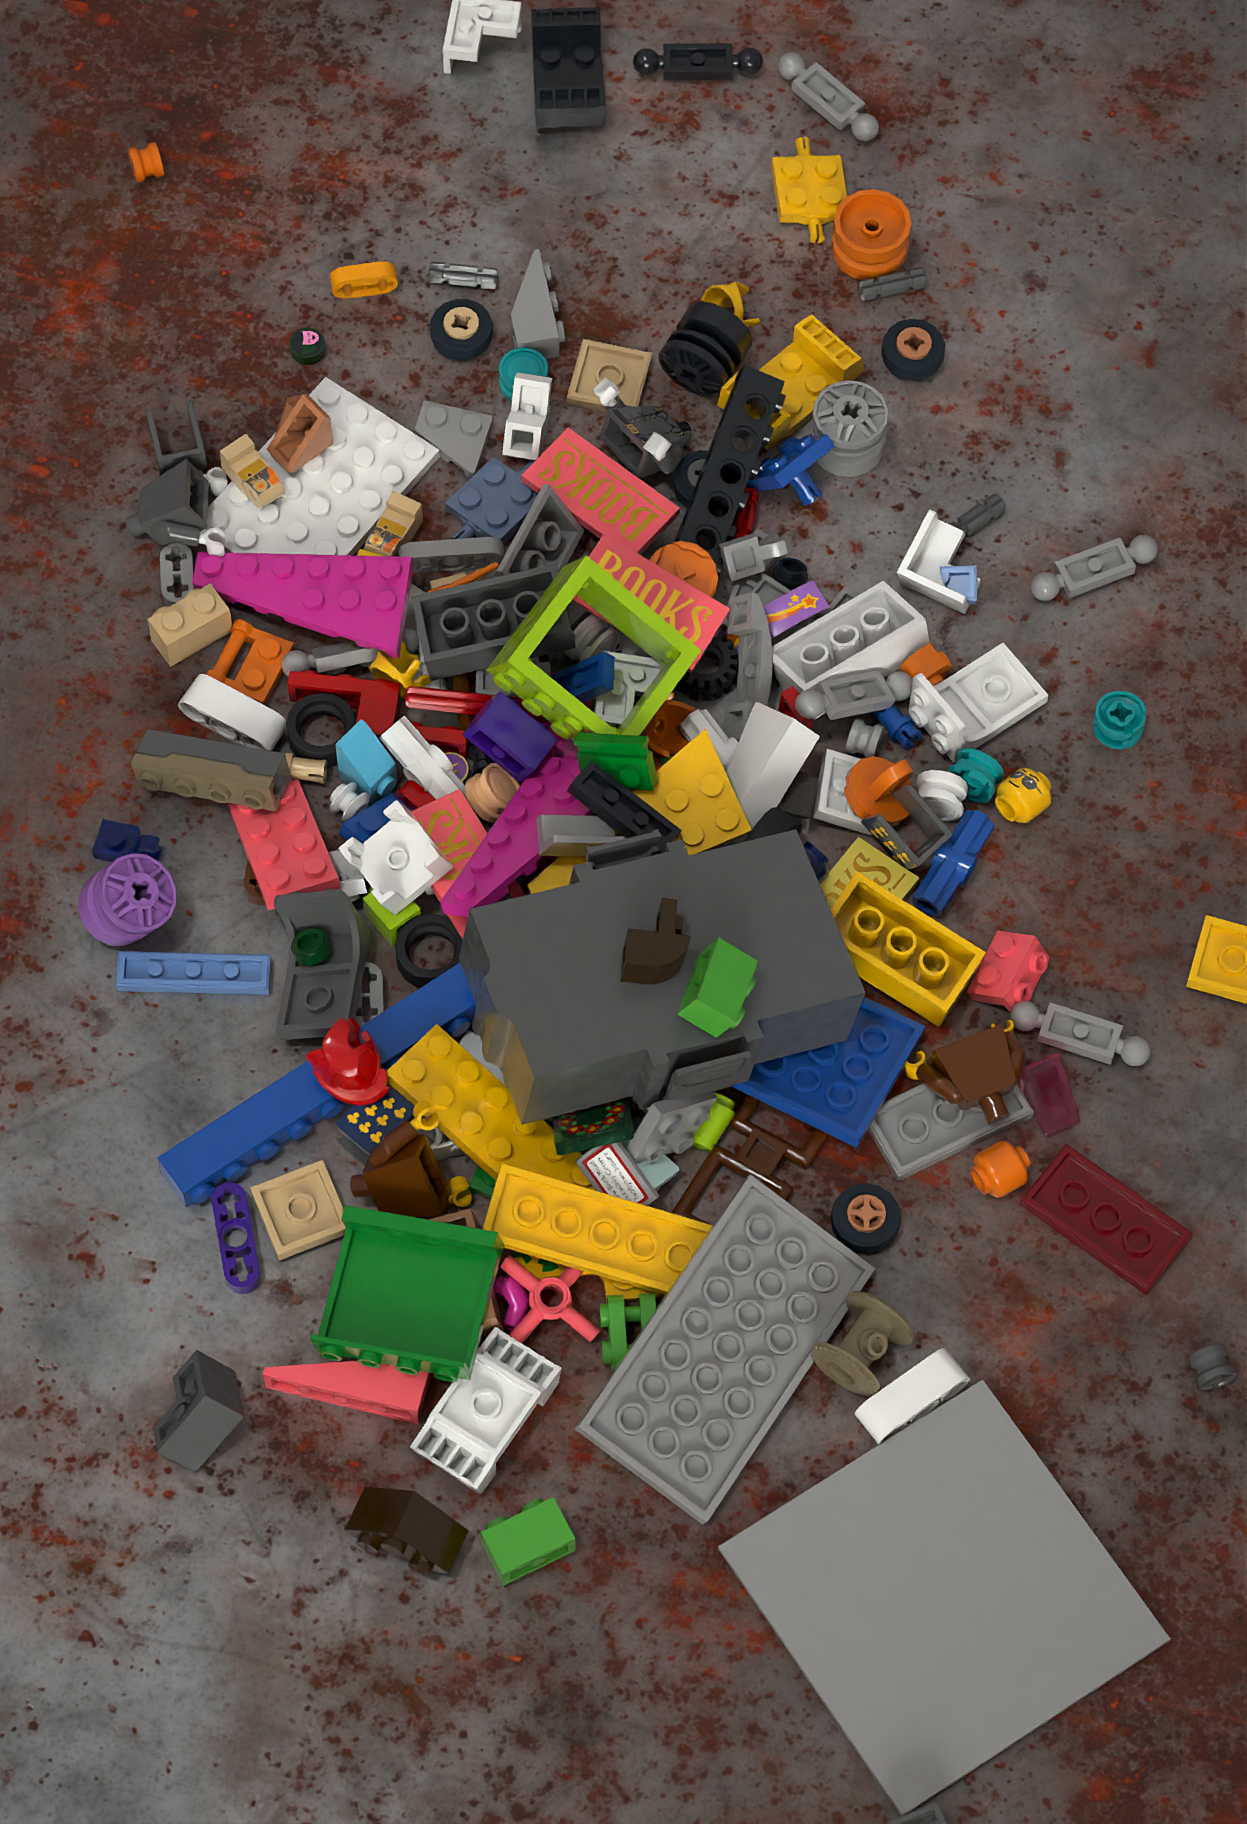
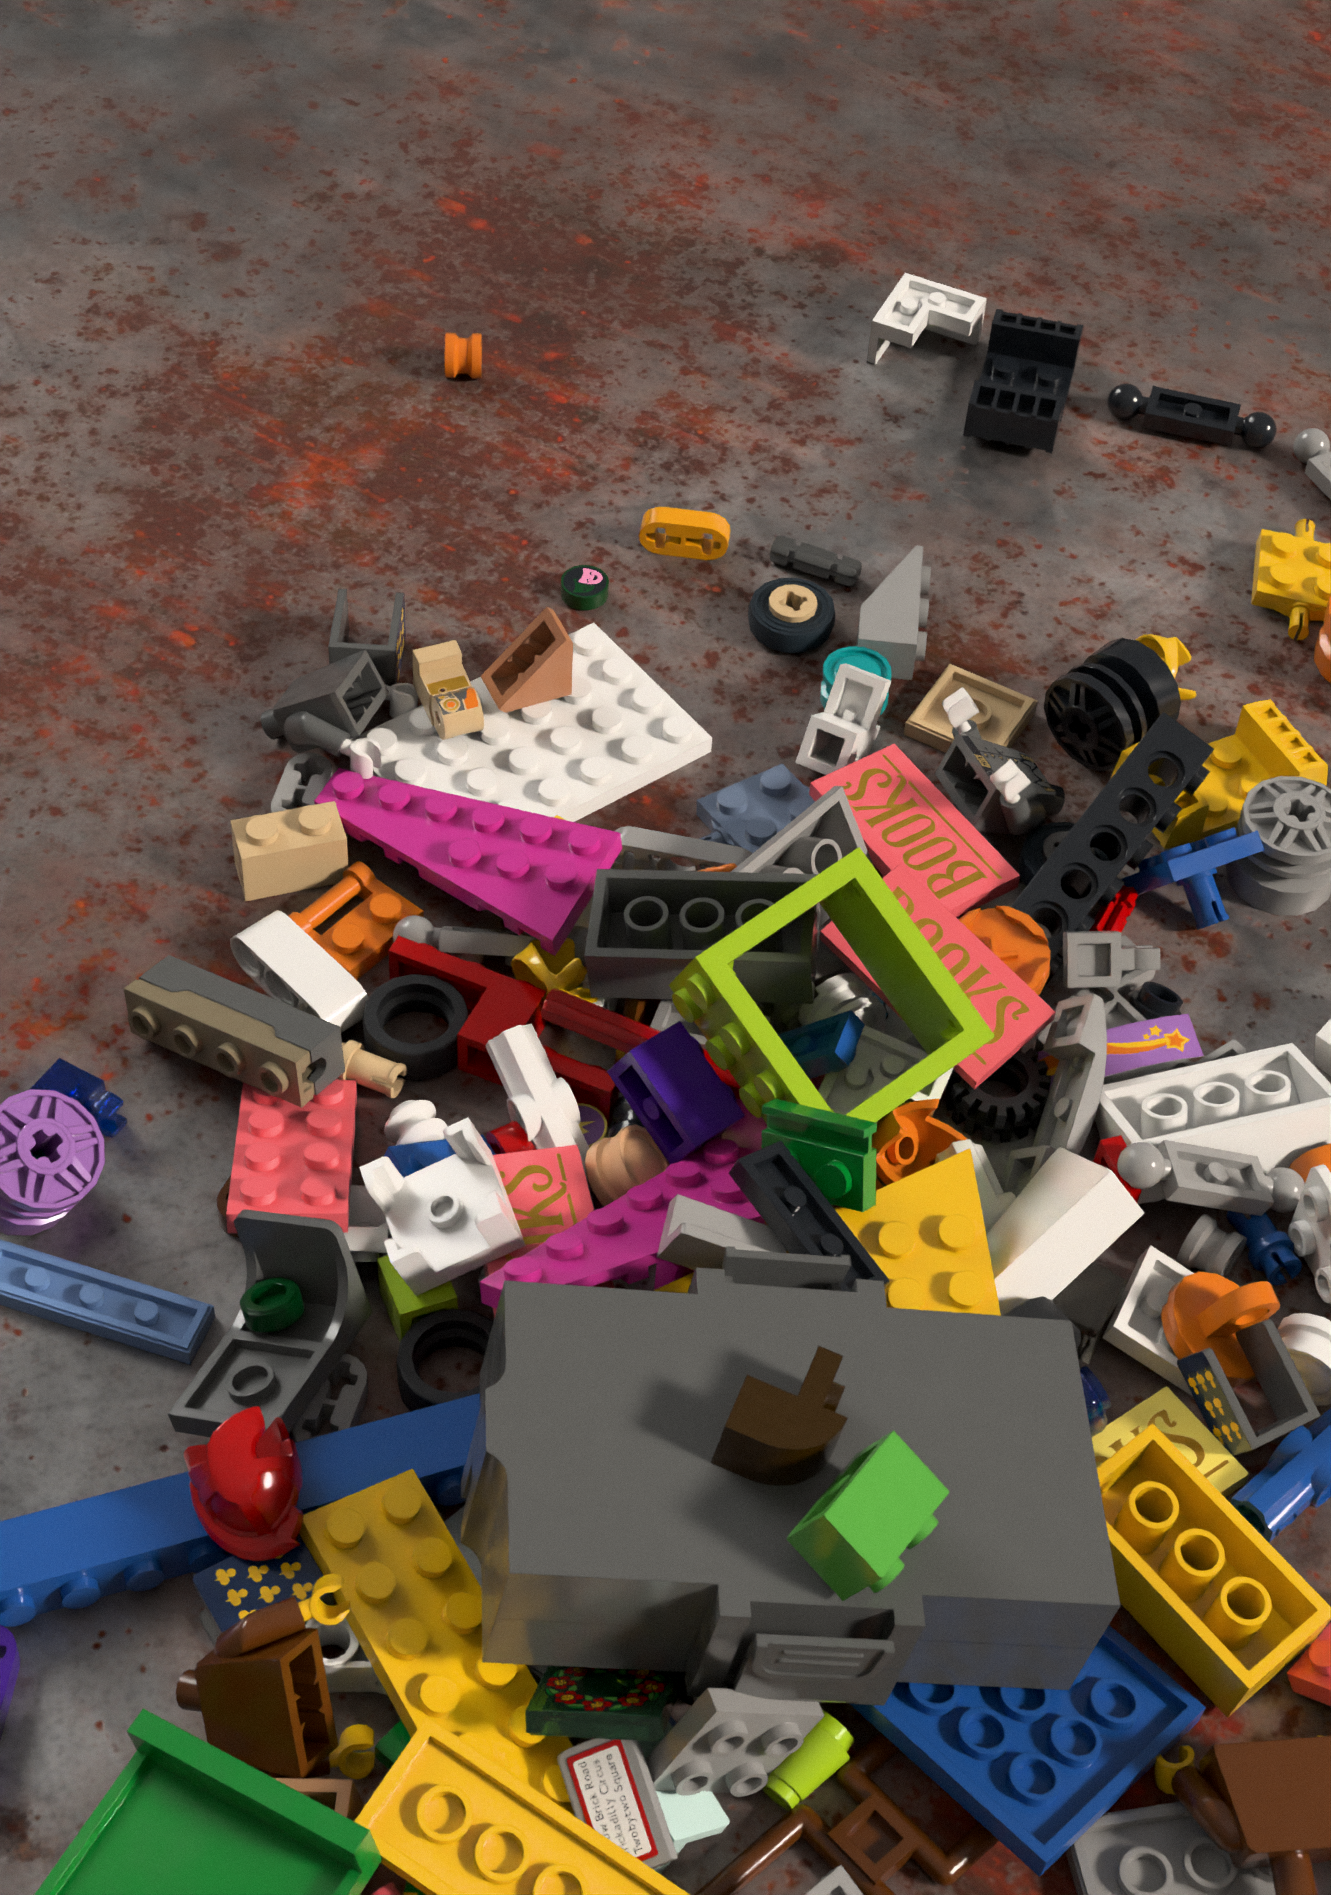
camera: 15 degrees right, 15 degrees down
(299, 1209) = (84, 1699): tan plate -> none
(365, 762) = (457, 1073): medium azure slope -> none
(395, 526) = (627, 801): tan leg -> none
(456, 433) = (742, 727): light grey wing -> none

